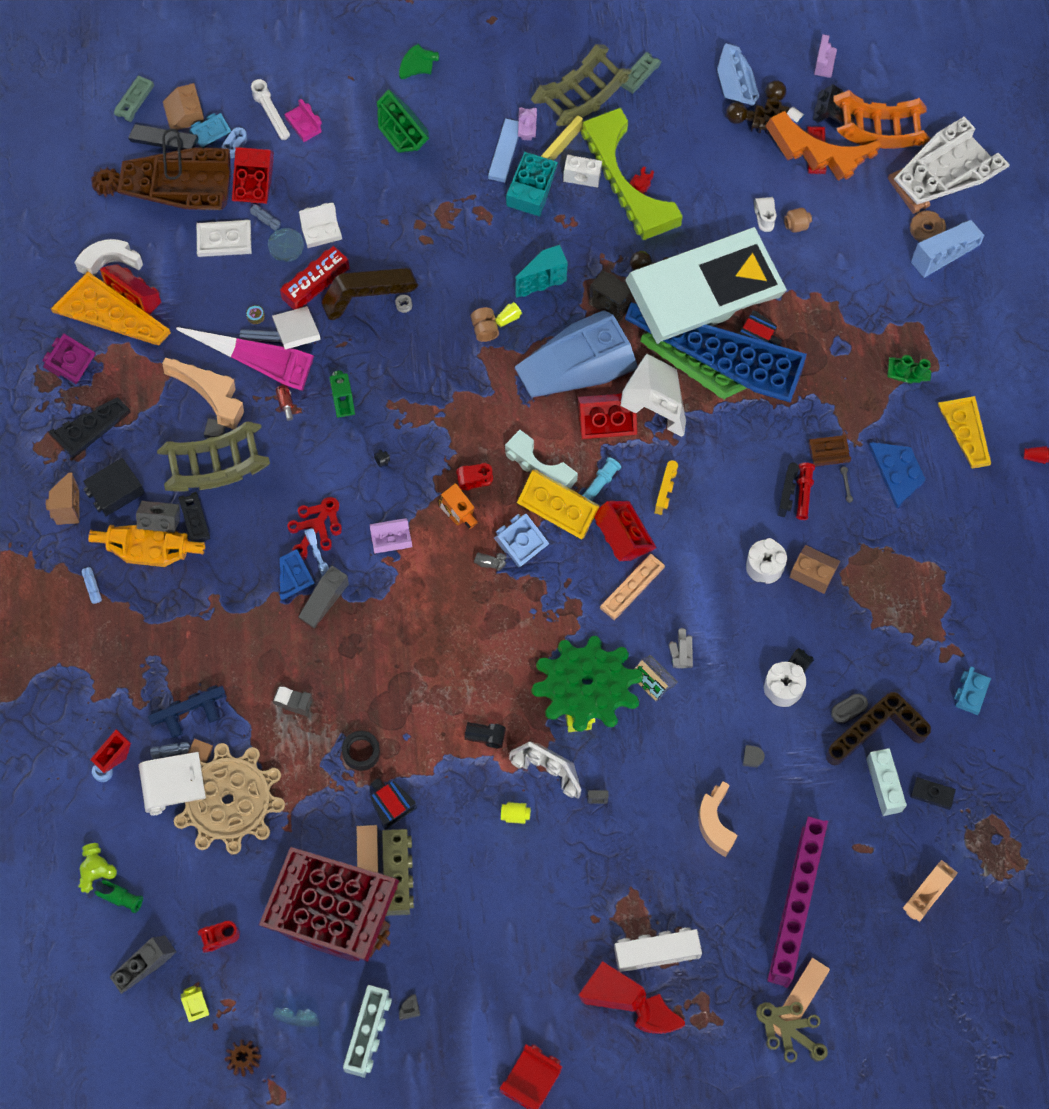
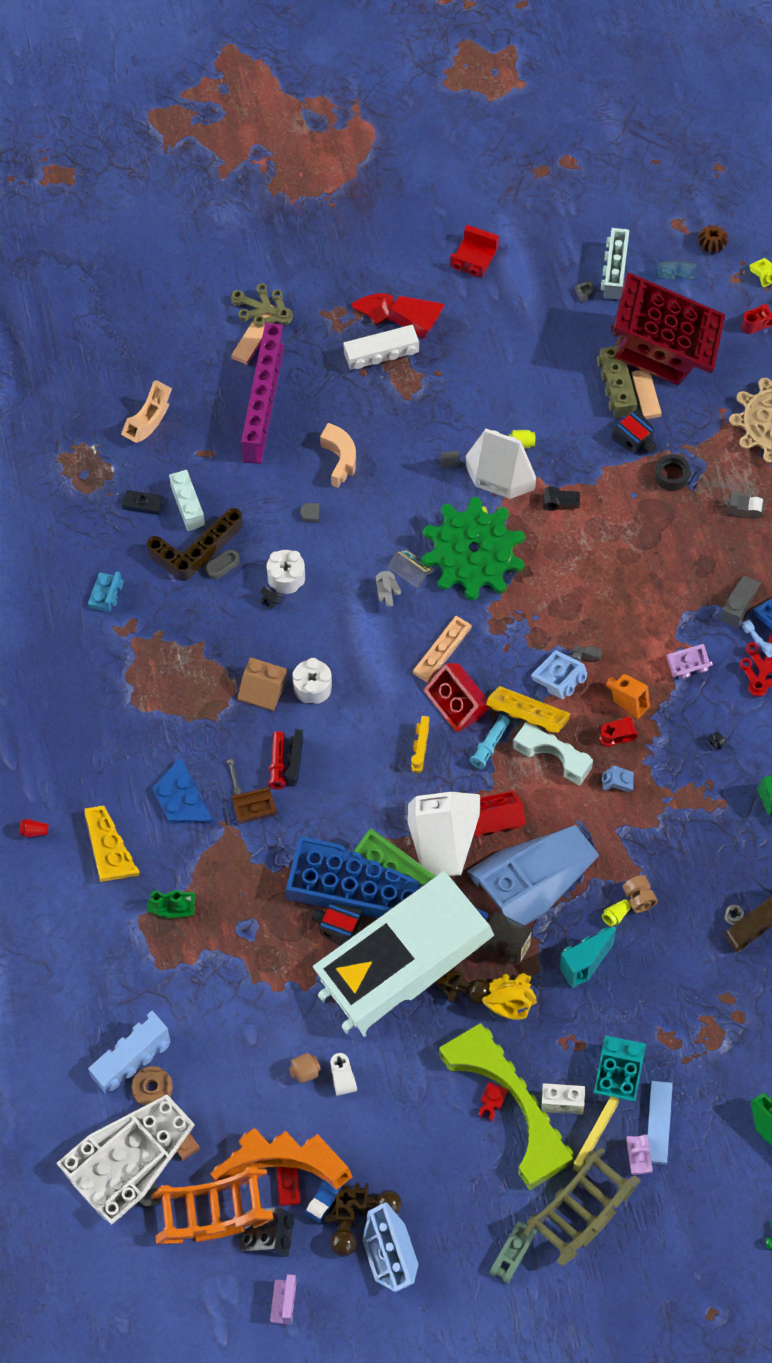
camera: 175 degrees right, 5 degrees down
(483, 432) = (618, 778): none -> medium blue bracket
(615, 250) = (510, 996): none -> yellow helmet

